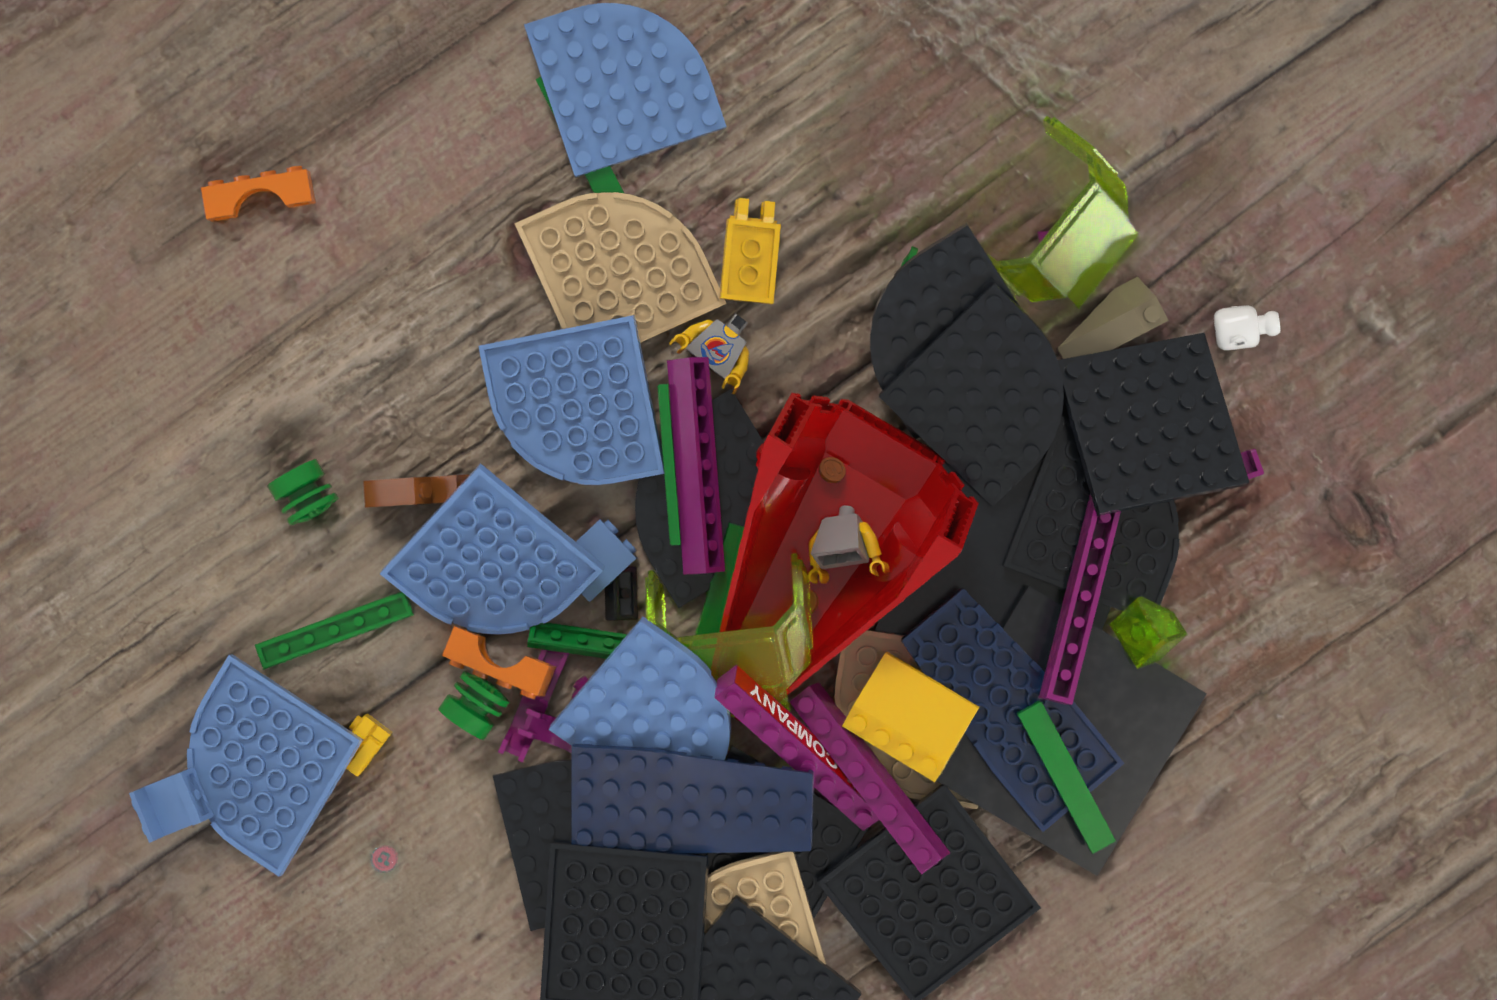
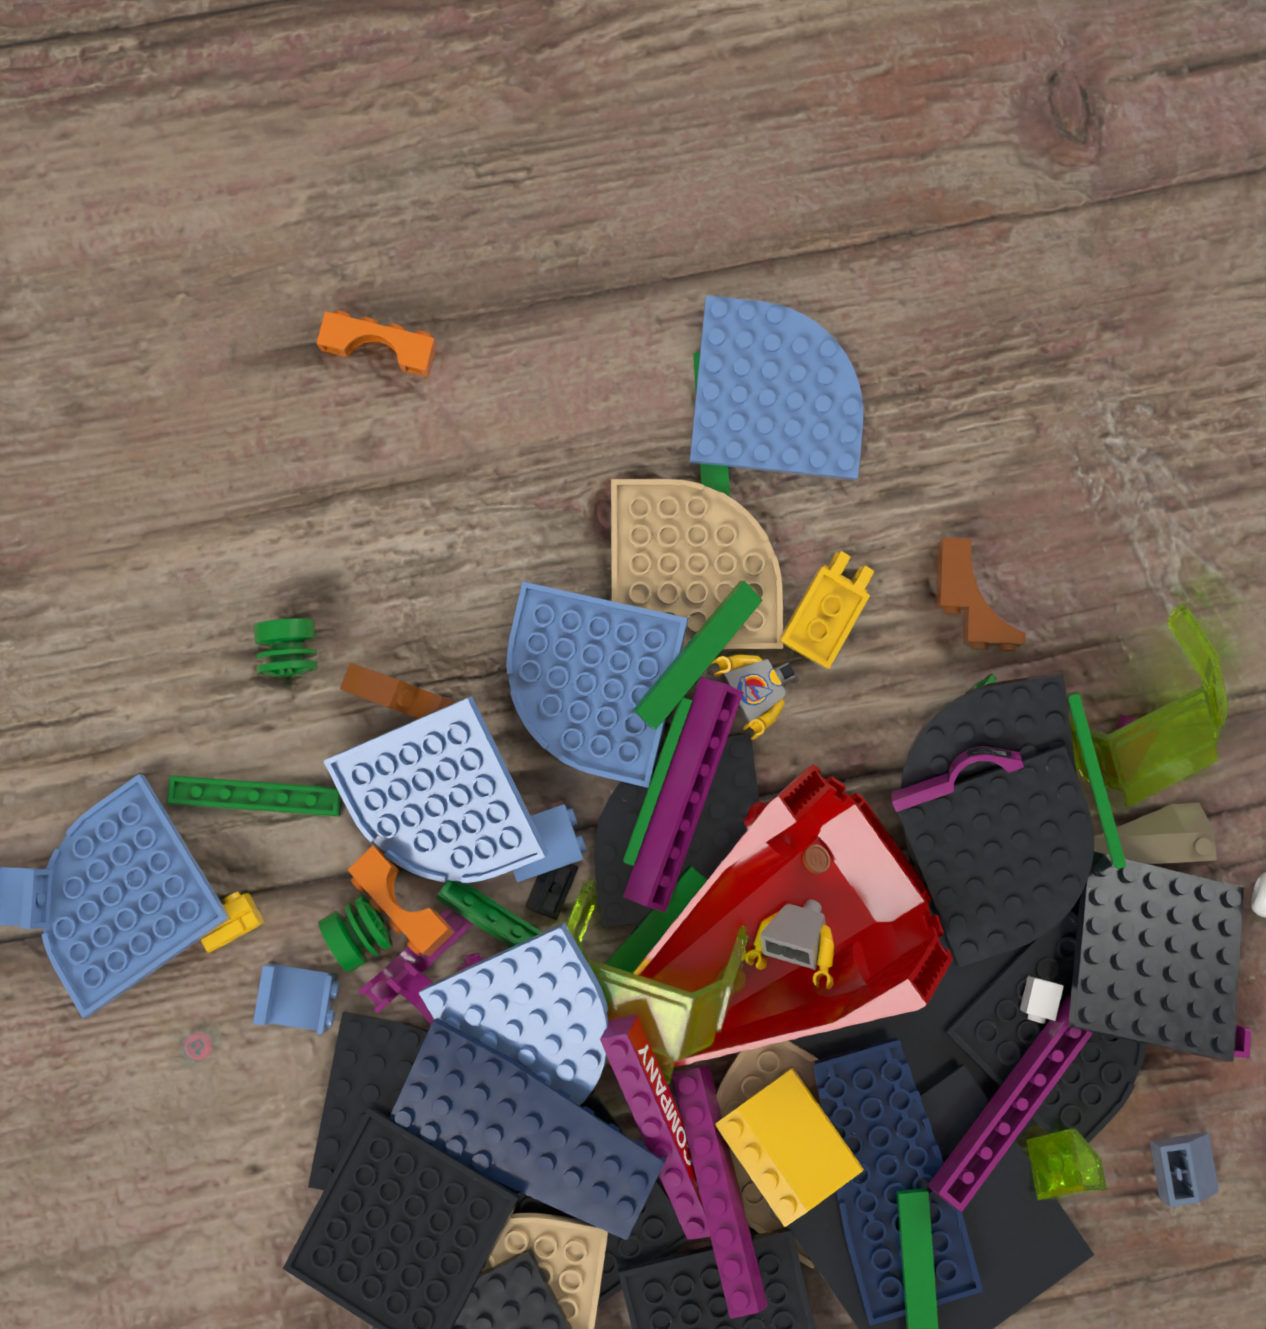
camera: 25 degrees right, 5 degrees down
(448, 781) = (296, 997): none -> medium blue panel
(655, 342) = (697, 655): none -> green tile
(856, 187) = (959, 591): none -> dark orange arch
(909, 360) = (944, 783): none -> magenta piece
(1033, 300) = (1096, 780): none -> green tile
(1069, 503) = (1041, 999): none -> white brick
(1251, 588) = (1184, 1169): none -> sand blue slope

